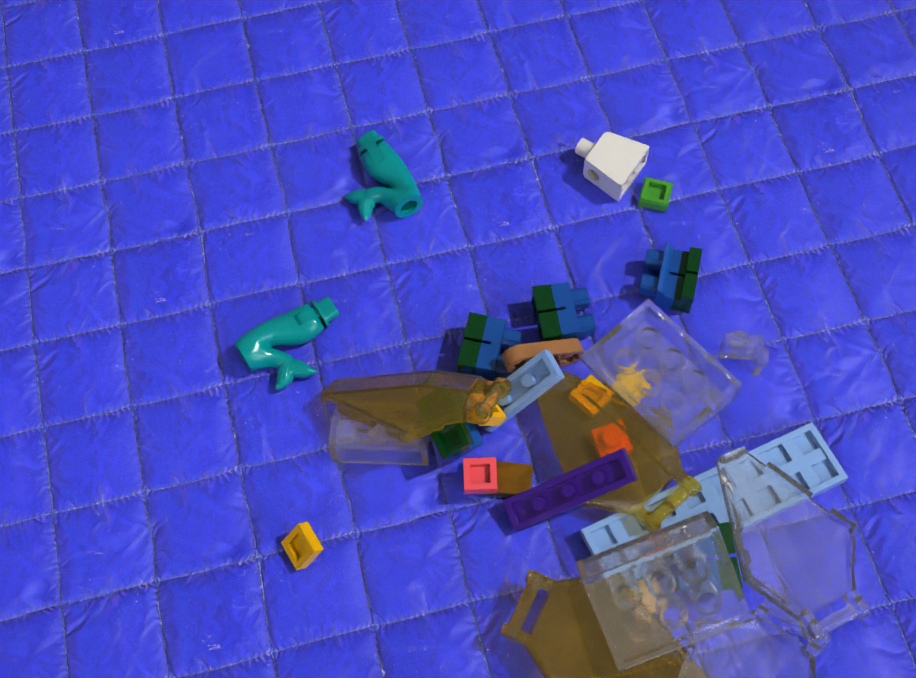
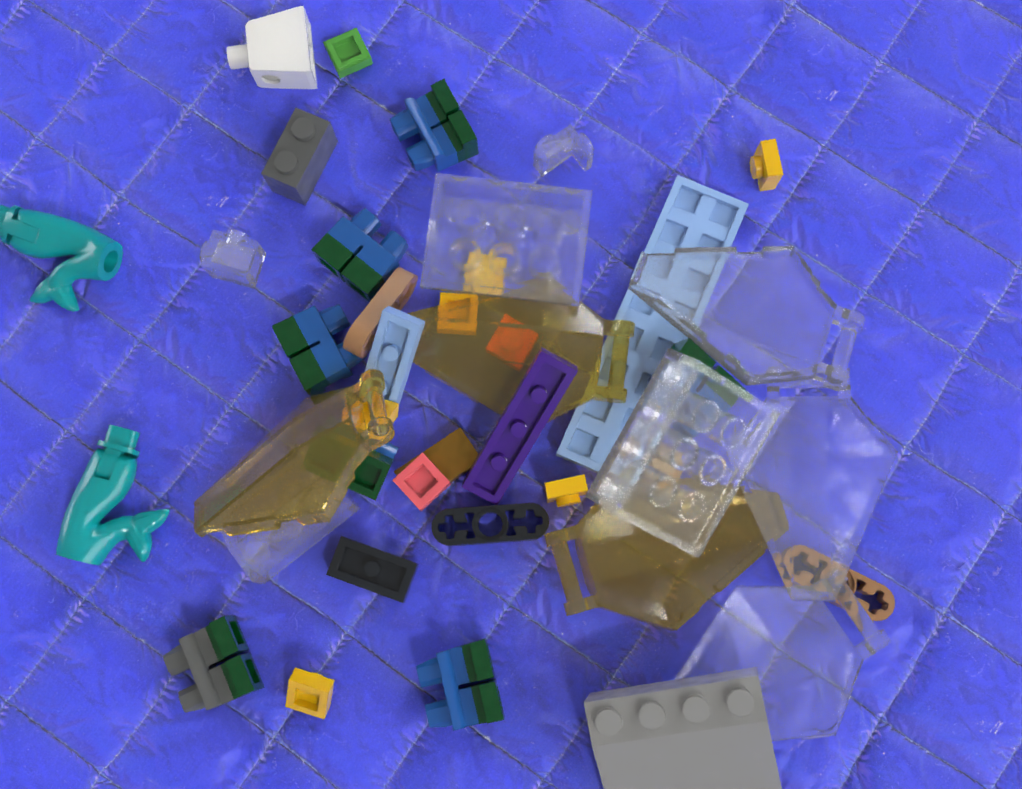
camera: 40 degrees left, 15 degrees up
(265, 484) = (202, 653): none -> hips
(400, 625) = (466, 704): none -> blue hips
(404, 505) = (372, 569): none -> black plate
(481, 258) = (232, 257): none -> clear brick
(486, 518) = (459, 517): none -> black beam
(565, 556) = (566, 490): none -> yellow plate
(572, 230) = (300, 156): none -> dark grey brick
(881, 463) = (766, 165): none -> yellow plate

